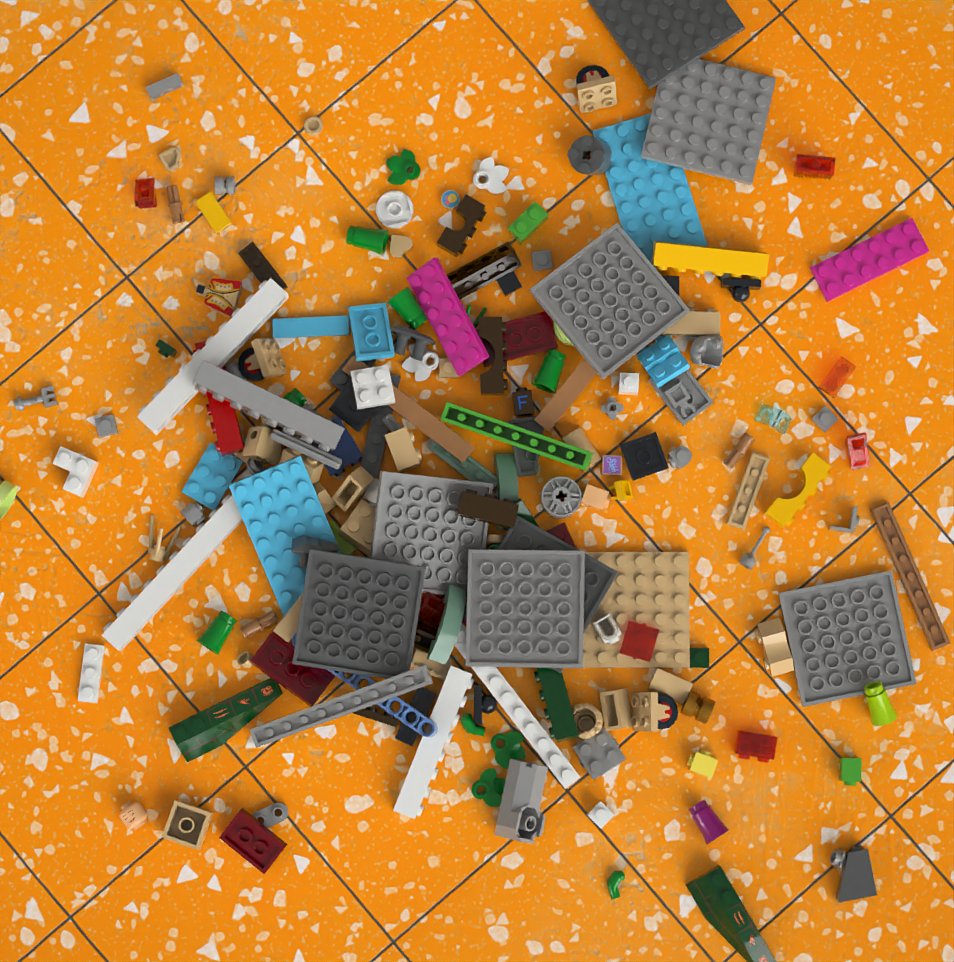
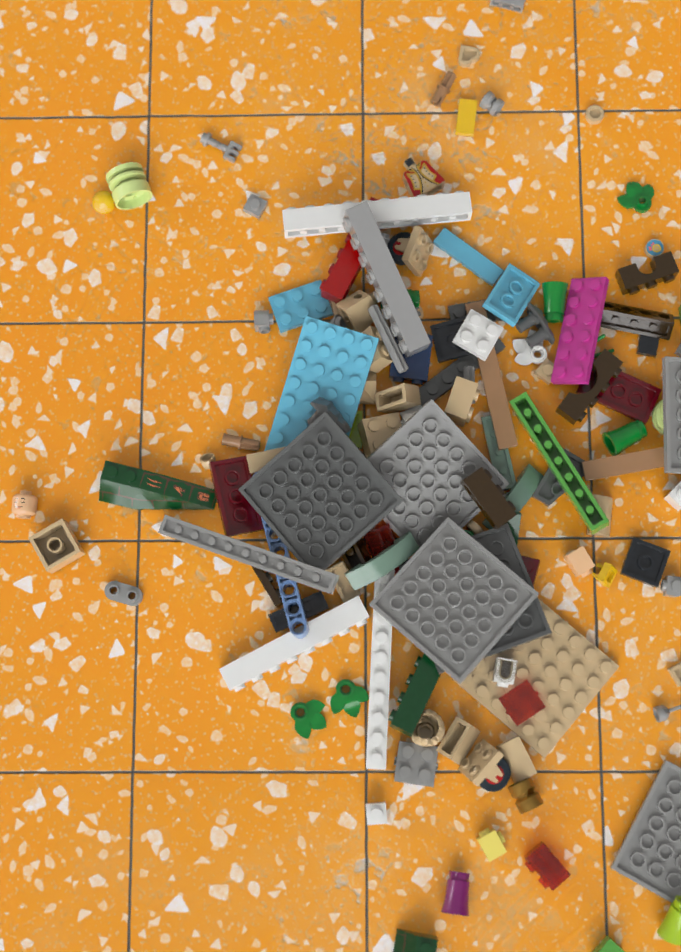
camera: 45 degrees right, 5 degrees down
(80, 468) = (207, 221): white brick -> none
(91, 673) = (87, 375): white plate -> none
(145, 193) = (427, 65): clear red slope -> none
(157, 552) = (211, 325): tan plant -> none
(165, 349) = (346, 185): dark green plate -> none
(173, 575) = (208, 353): white brick -> none
(217, 632) = (204, 422): green plant -> none
(253, 841) = (94, 601): dark red plate -> none
(259, 265) = (468, 179): dark brown plate -> none
(368, 238) = (567, 226): green plant -> none
(394, 209) = (604, 222): white tile -> none
(399, 245) = (586, 251): tan tile -> none
(470, 727) = (333, 654): green arm -> none
(485, 704) = (360, 649): black tile -> none
(520, 803) = (321, 749): light grey brick -> none
(523, 402) = (583, 443): dark brown brick -> none
(554, 506) = (542, 541): light grey wheel -> none
(611, 465) = (613, 548): medium lavender tile -> none
(612, 413) = (646, 509): light grey plate -> none
(613, 882) = (341, 876): green arm -> none
(699, 657) = (558, 757): dark green plate -> none
(775, 647) = (627, 801): tan brick -> none

